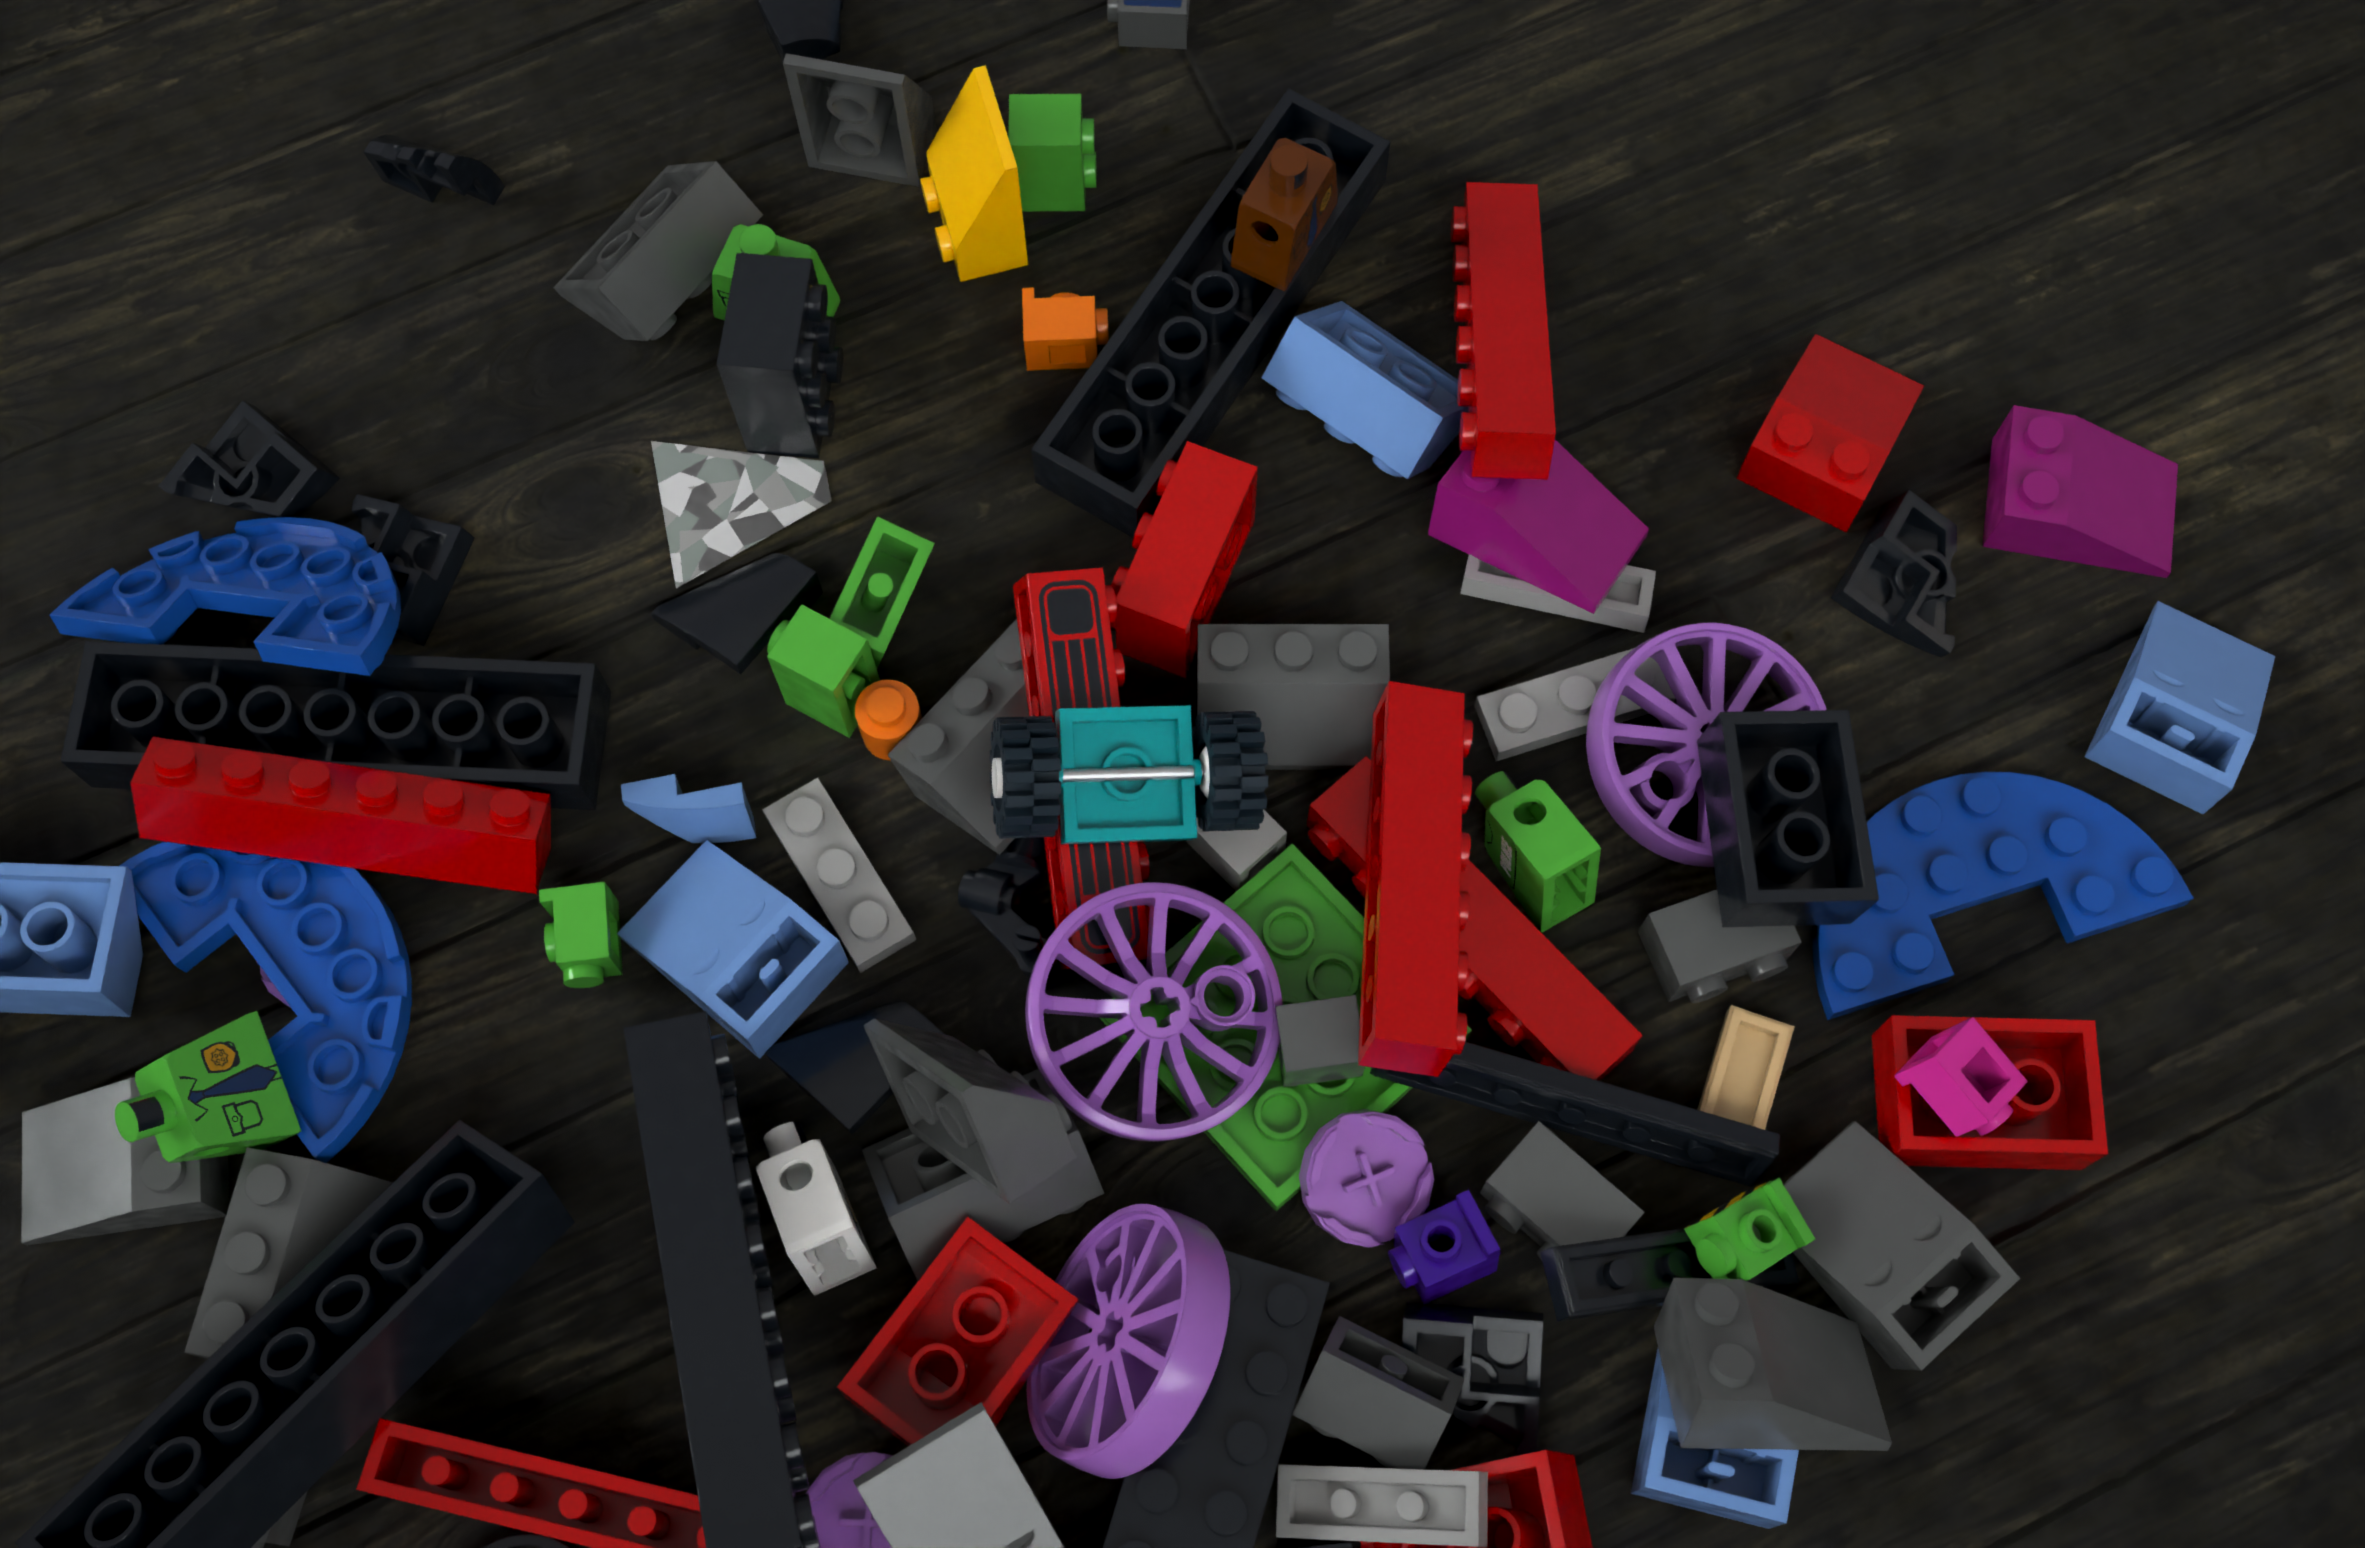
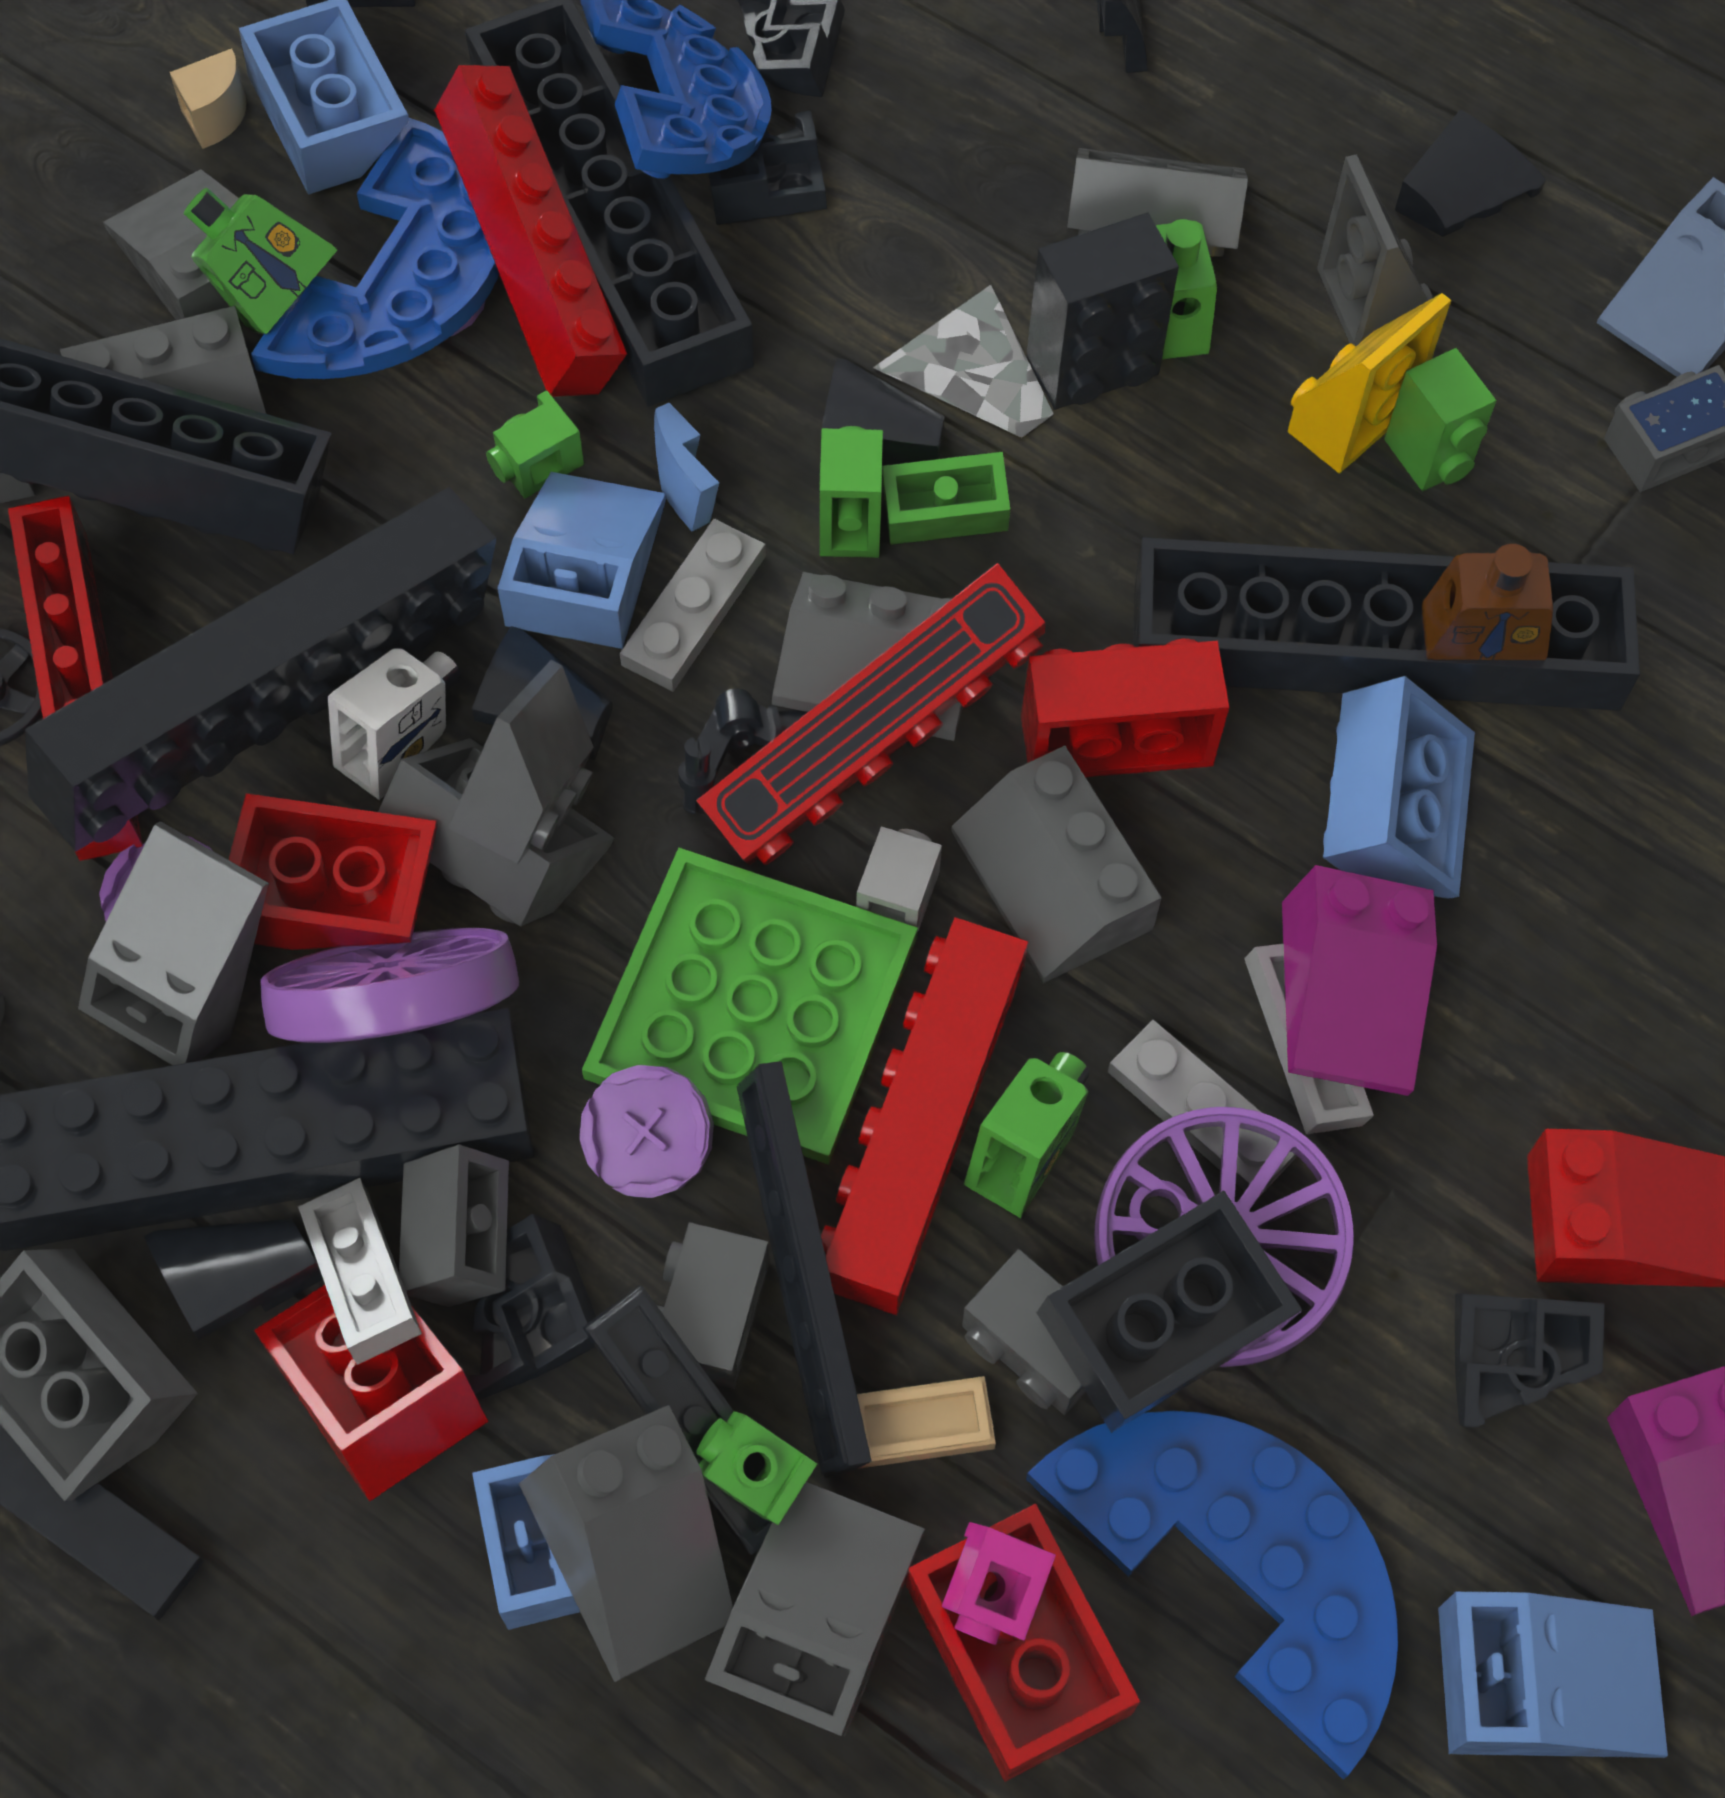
camera: 60 degrees right, 5 degrees down
(886, 715) = (843, 553): orange brick -> none
(1062, 330) = (1282, 512): orange brick -> none
(1127, 774) = (873, 736): plate -> none
(1184, 1005) = (714, 888): medium lavender piece -> none
(1319, 1041) = (739, 1023): dark grey brick -> none
(1415, 882) = (921, 1016): red brick -> none
(1439, 1273) = (619, 1244): dark purple brick -> none
(1504, 332) = (1512, 855): red brick -> none

